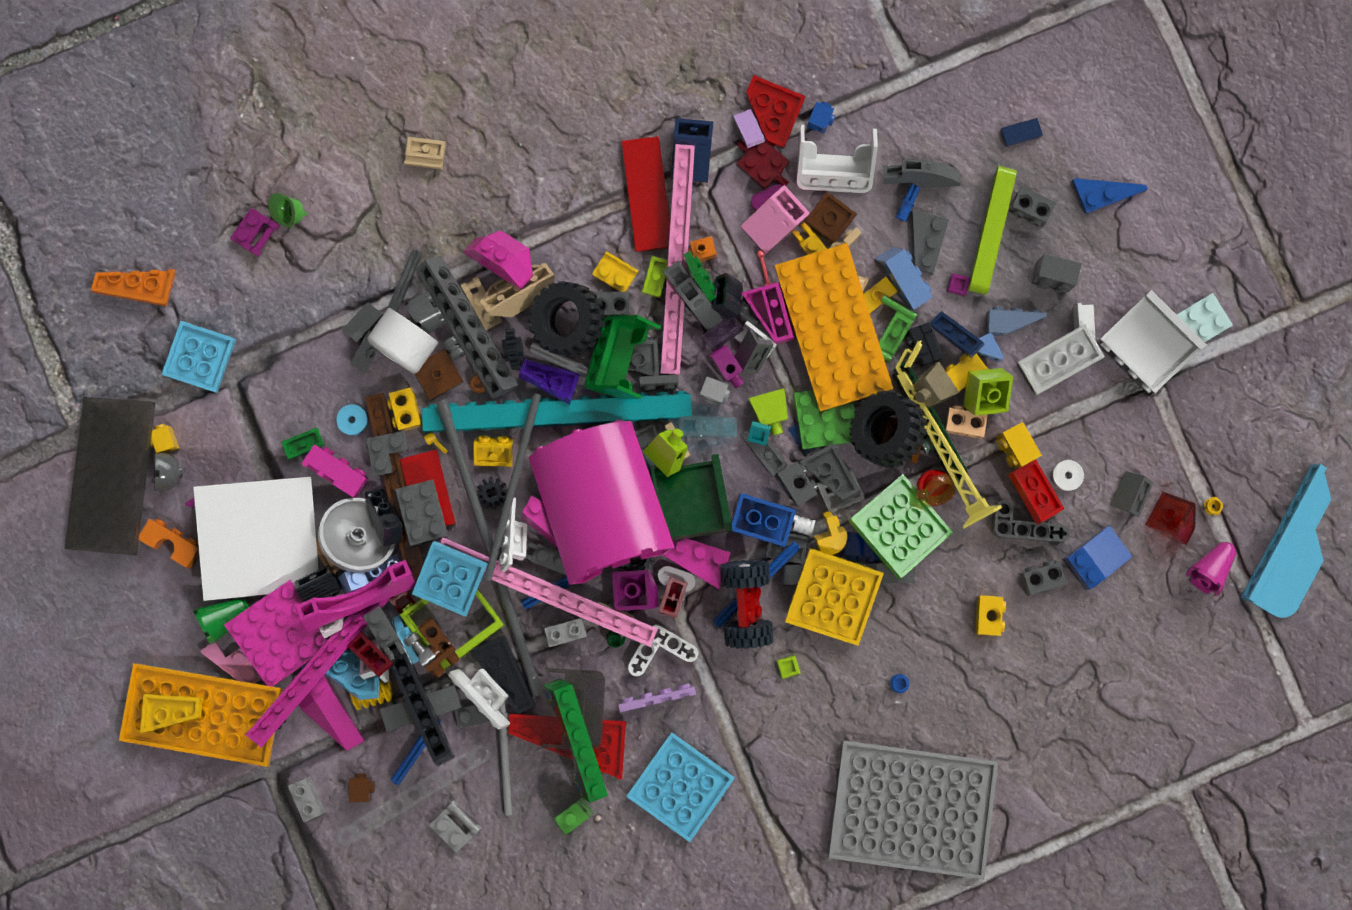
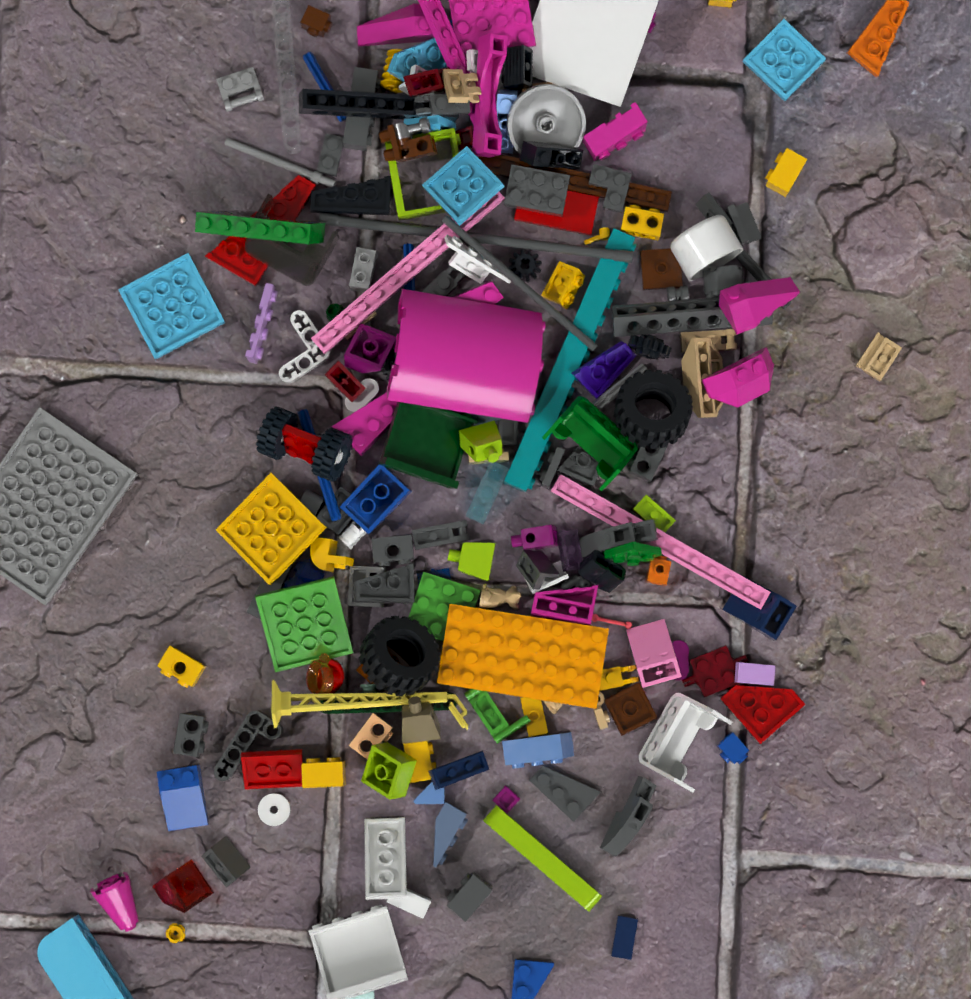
camera: 120 degrees right, 0 degrees up
(250, 228) = (883, 161): magenta plate -> none
(285, 210) = (884, 202): bright green piece -> none
(300, 307) = (785, 173): none -> yellow brick
(302, 443) = (656, 116): green plate -> none
(352, 428) = (657, 180): medium azure piece -> none
(361, 628) = (460, 86): none -> tan plate
(431, 276) = (753, 301): none -> dark pink wedge
(476, 384) = (633, 298): dark orange plate -> none
(484, 694) = (345, 168): white bracket -> none
(573, 816) = (194, 195): bright green torso -> none
(615, 272) = (677, 479): yellow plate -> none
(647, 193) = (740, 546): red tile -> none
(714, 392) = (516, 513): light grey brick -> none
(759, 433) = (457, 535): teal plate -> none
(788, 666) = (230, 457): lime tile -> none
(795, 377) = (495, 597): none -> tan animal
(899, 683) = (162, 552): blue plate -> none
(907, 203) = (609, 790): blue axle -> none
(930, 350) = (460, 738): black brick -> none
(1033, 202) = (549, 913): dark grey brick -> none

